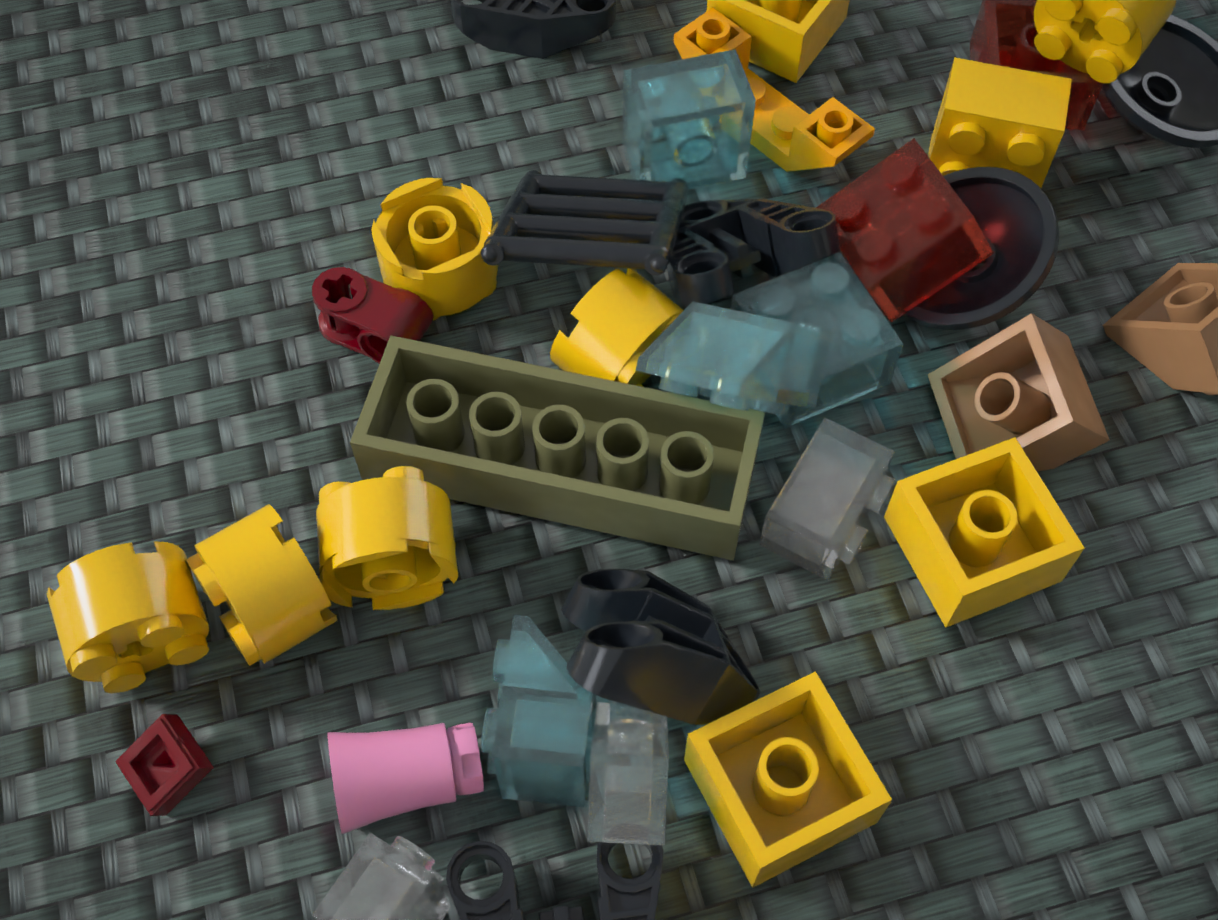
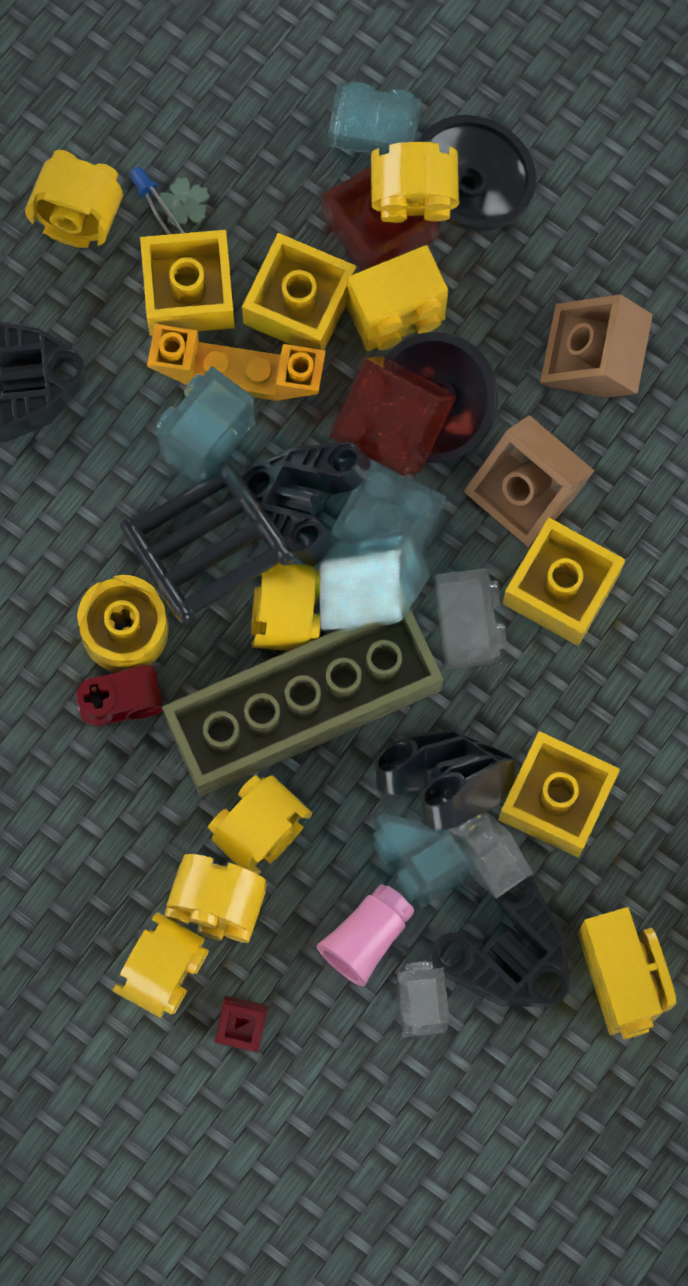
camera: 40 degrees left, 15 degrees up
(886, 72) = (298, 294): none -> yellow brick

